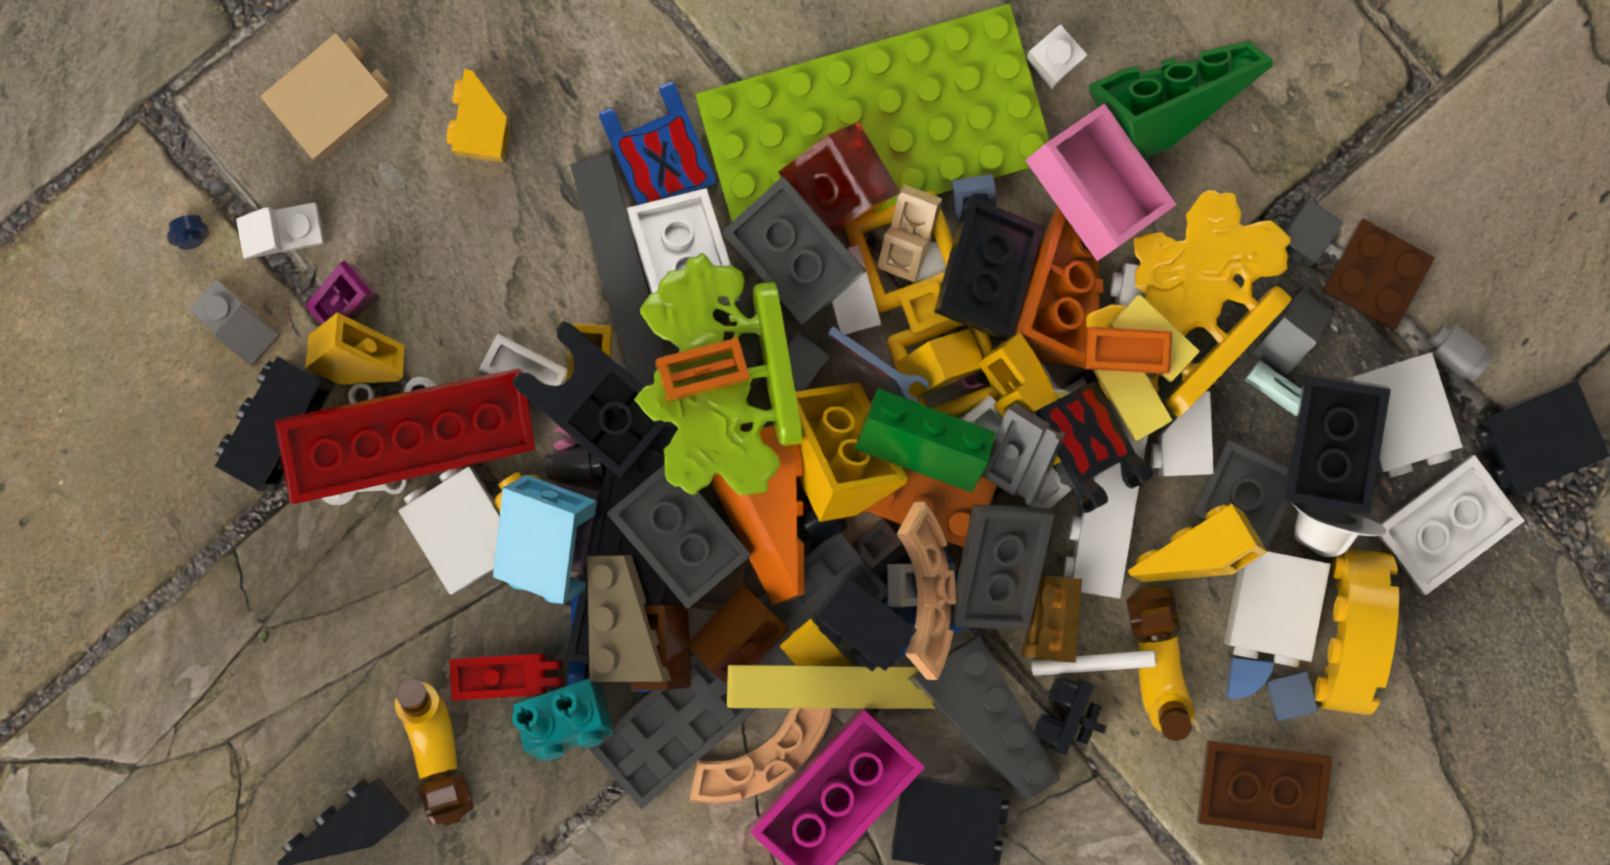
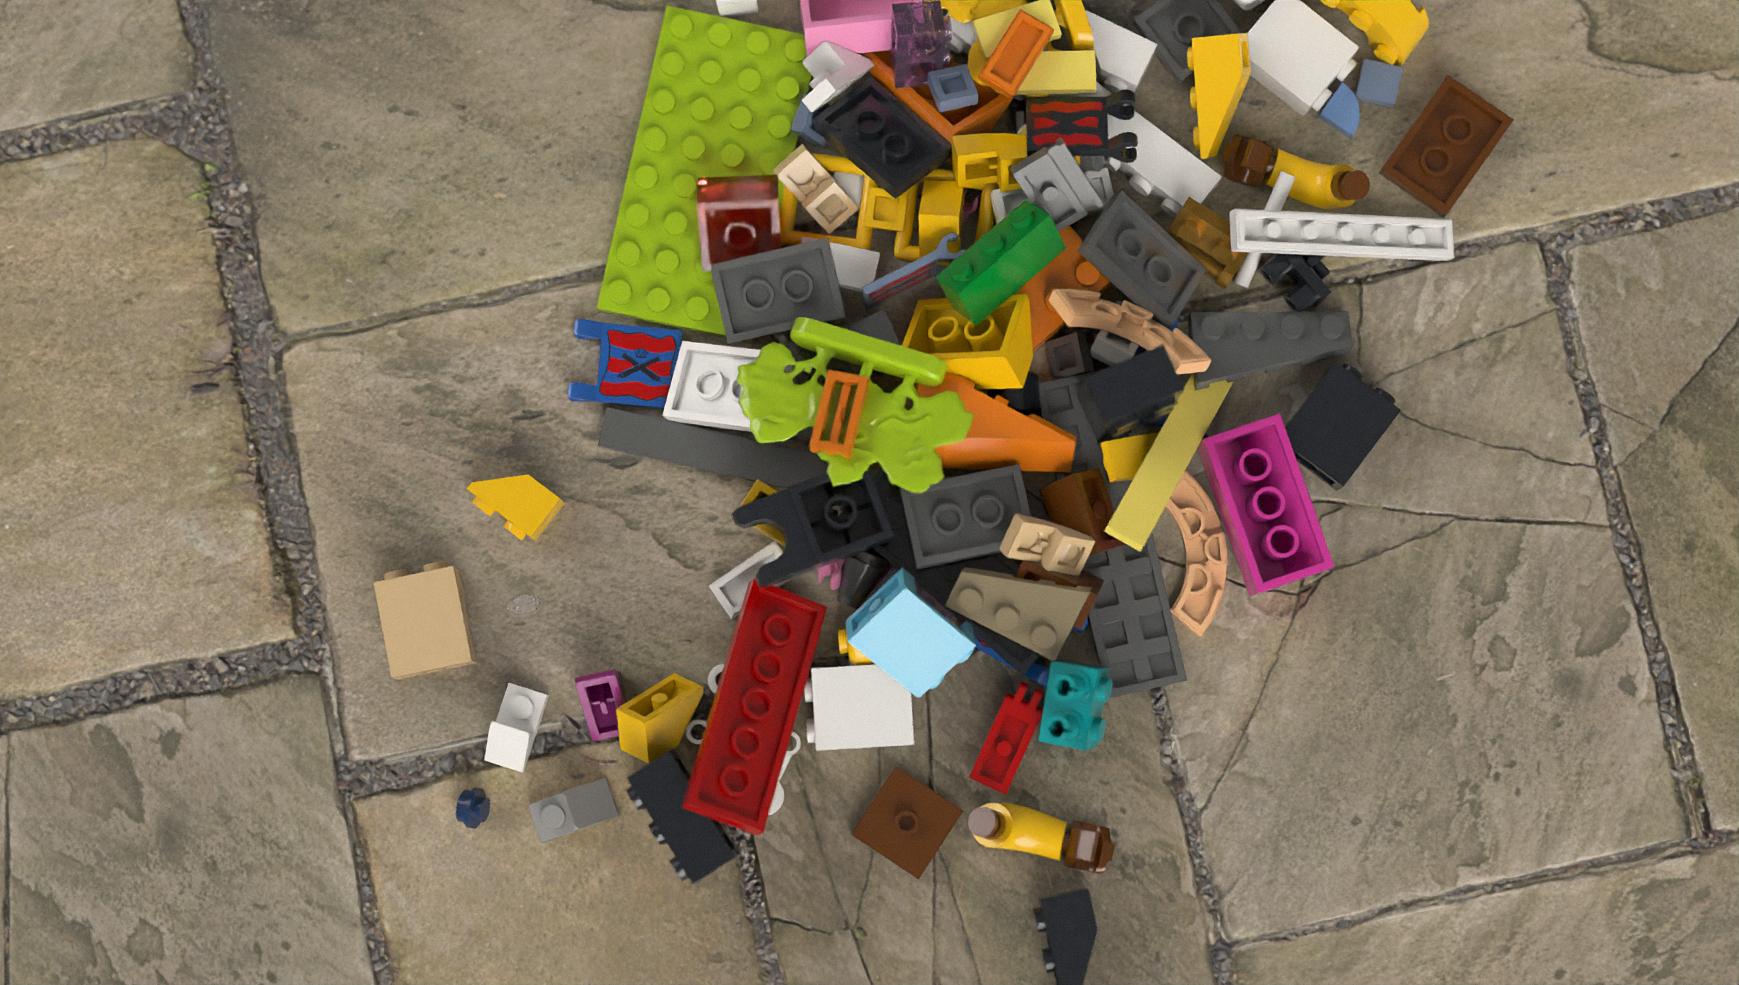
camera: 60 degrees left, 5 degrees down
(382, 625) = (907, 822): none -> reddish brown plate
(691, 623) = (1048, 543): none -> tan slope
(1026, 191) = (833, 72): none -> white slope
(1066, 308) = (952, 88): none -> sand blue plate
(1090, 256) = (918, 42): none -> clear purple brick
(1123, 736) = (1341, 234): none -> white tile

